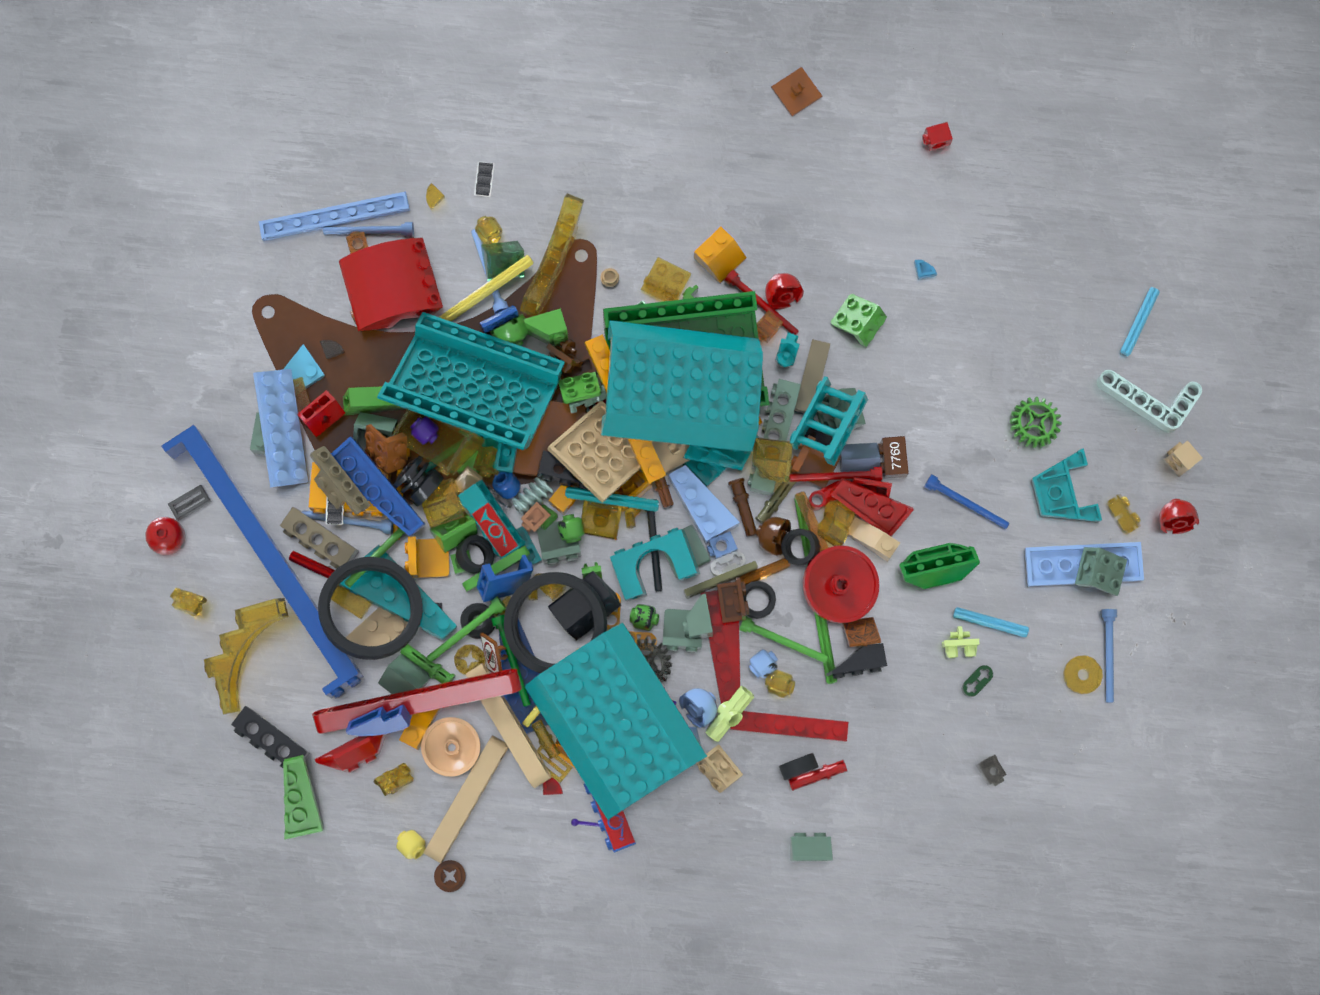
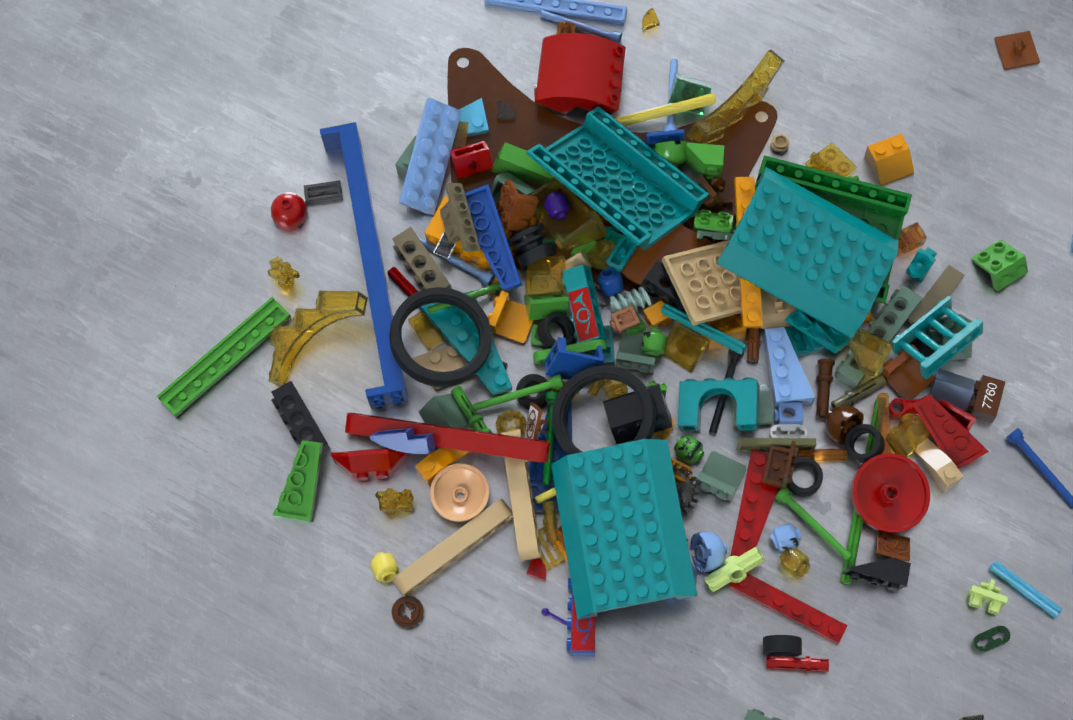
camera: 30 degrees right, 10 degrees down
(168, 707) = (223, 357): none -> bright green plate
(484, 179) = (700, 22): sticker -> none
(488, 230) = (687, 62): clear yellow head -> none
(630, 514) = (715, 353): clear yellow arm -> none
(698, 620) = (739, 469): sand green slope -> none
(719, 769) = (703, 618): tan bracket -> none
(734, 280) = (895, 184): red piece -> none
(782, 290) = (937, 211): red cylinder -> none
(873, 474) = (963, 404): red piece -> none
(939, 565) = (994, 514): green wedge -> none

